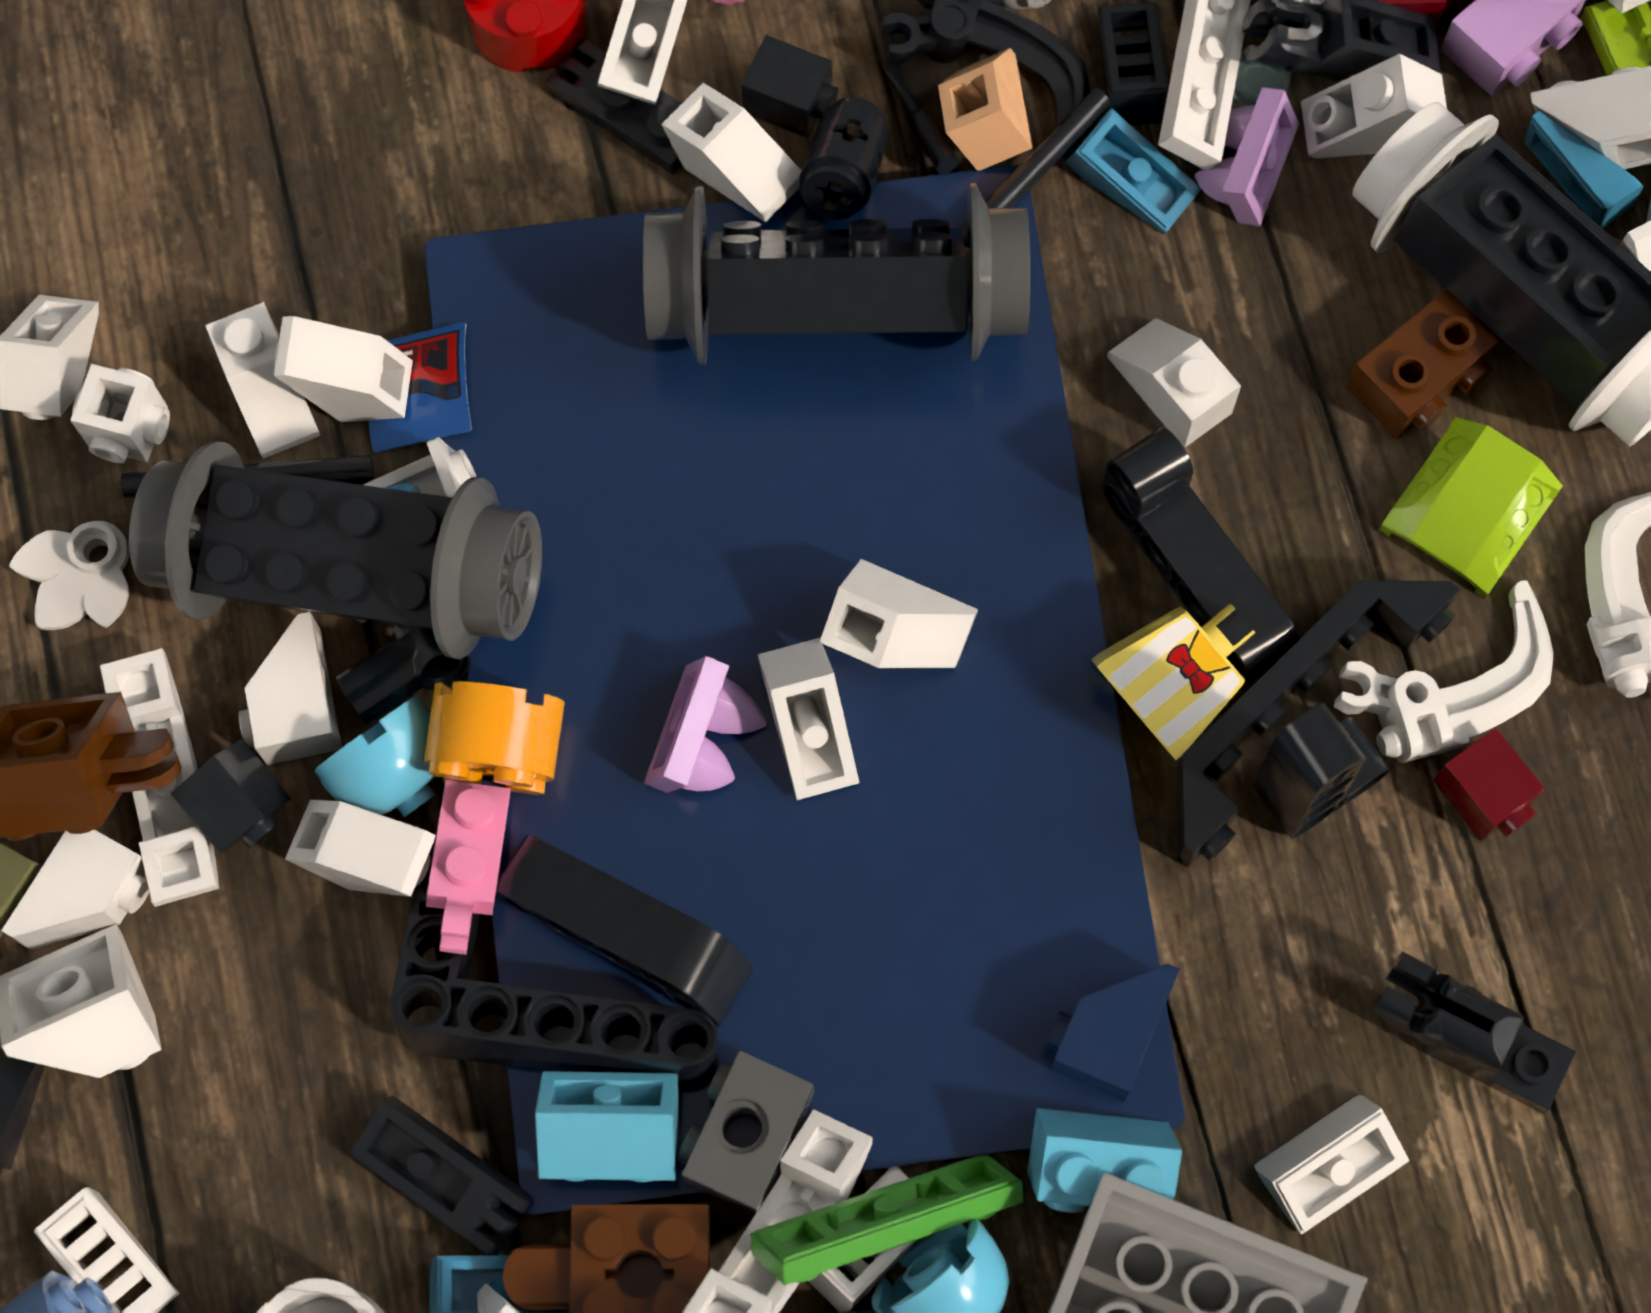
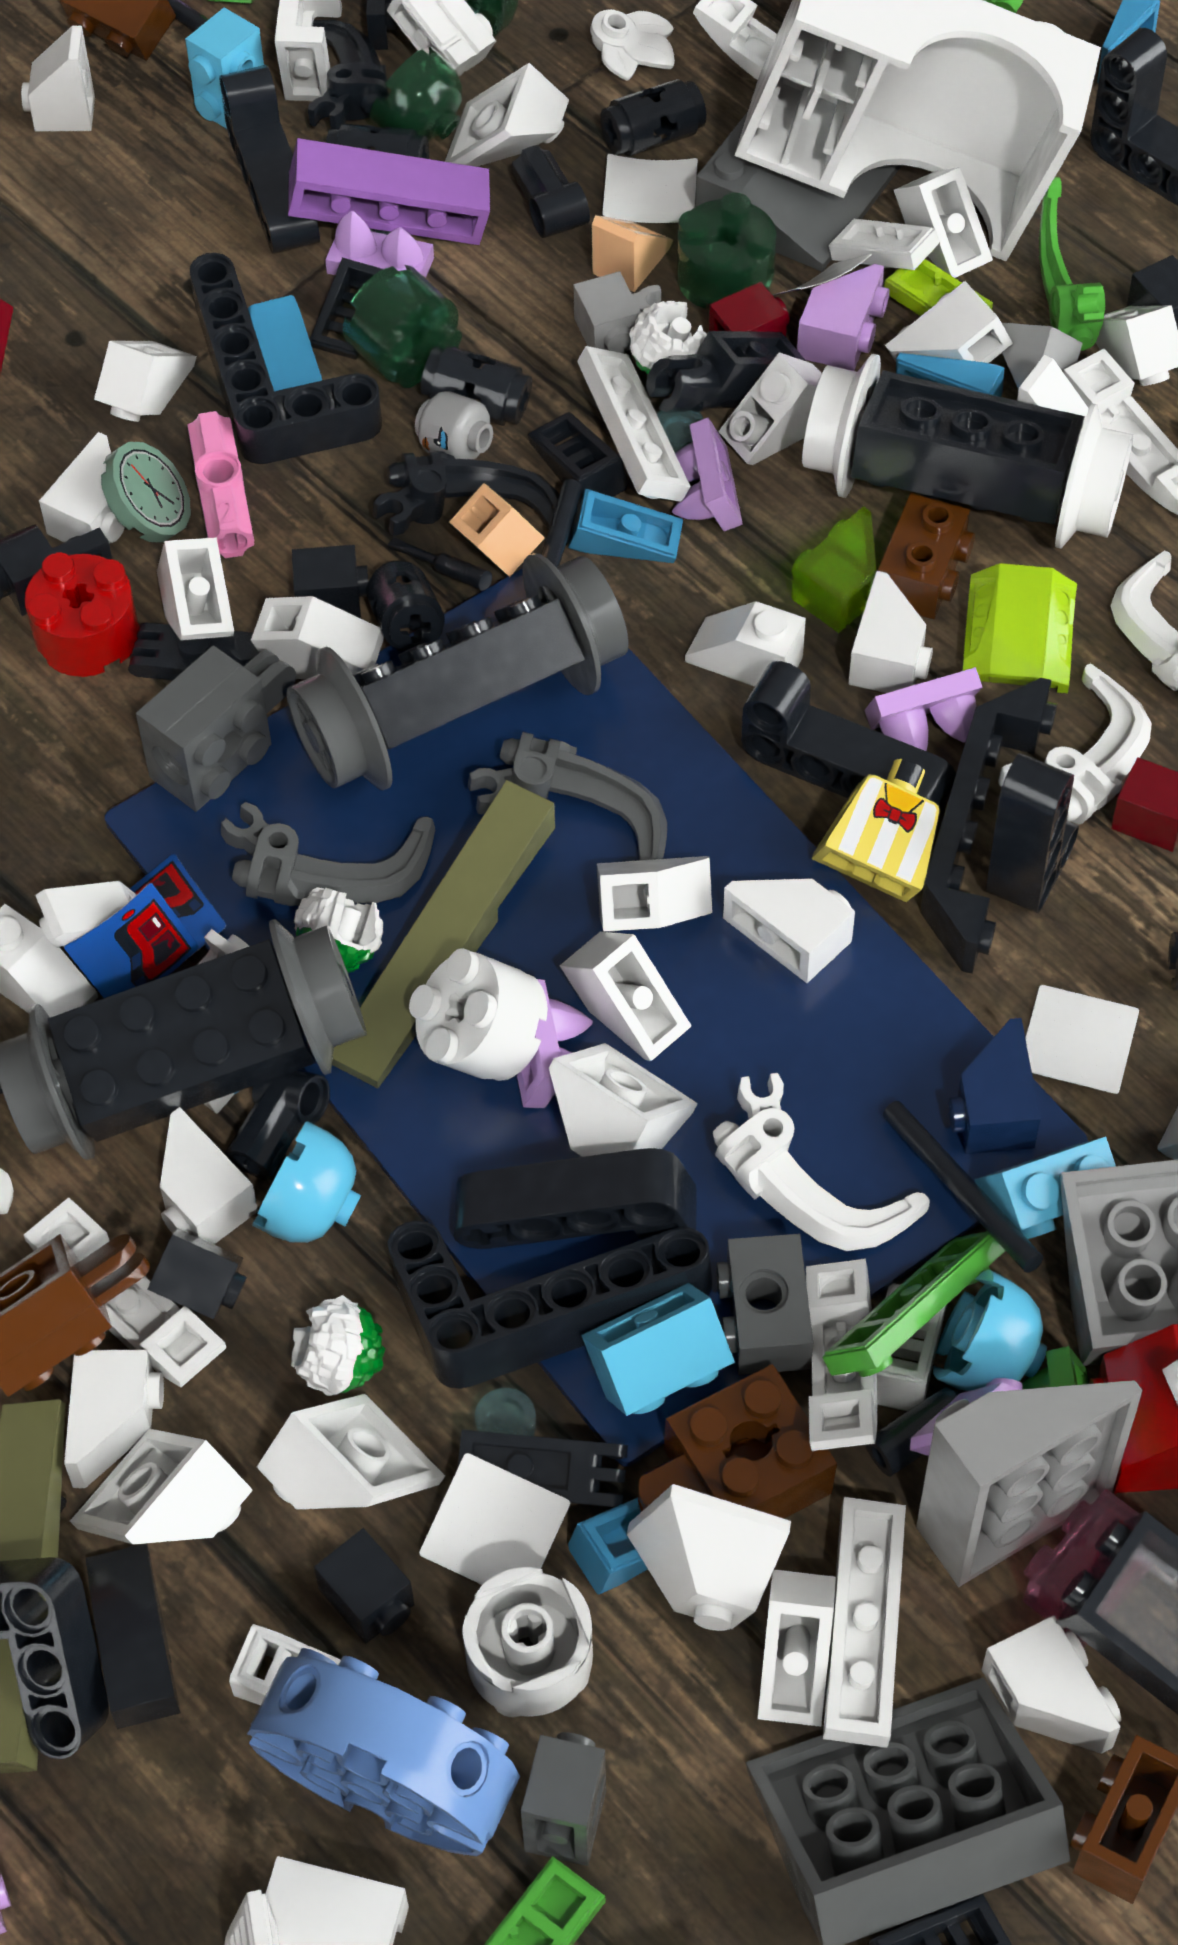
camera: 30 degrees left, 15 degrees down
(212, 1205) = (365, 1587): none -> black brick
(269, 1068) = (345, 1458): none -> white slope
(320, 946) = (339, 1347): none -> white piece
(361, 848) = (329, 1254): white slope -> none
(362, 413) = (133, 945): none -> sticker
(366, 1209) = (492, 1522): none -> white sticker
(445, 1098) = (506, 1412): none -> clear light blue tile
(466, 857) = (422, 1215): bright pink plate -> none
(493, 734) = (390, 1116): light orange brick -> none
(557, 412) = (289, 877): none -> dark grey piece
(566, 497) = (353, 926): none -> white piece
(571, 202) = (211, 723): none -> dark grey brick
(637, 675) = (479, 1016): none -> white brick
(678, 552) = (454, 918): none -> olive slope
(725, 837) = (615, 1103): none -> white slope
(834, 988) = (764, 1168): none -> white piece
(890, 426) = (556, 768): none -> dark grey piece
(1014, 1115) = (963, 1187): none -> black bar
(1024, 727) = (791, 921): none -> white slope
(1248, 1002) = (1080, 1038): none -> white sticker
(1287, 545) = (947, 698): none -> lavender tile
(1321, 340) = (837, 573): none -> clear neon green slope
(1323, 449) = (889, 641): none -> white slope

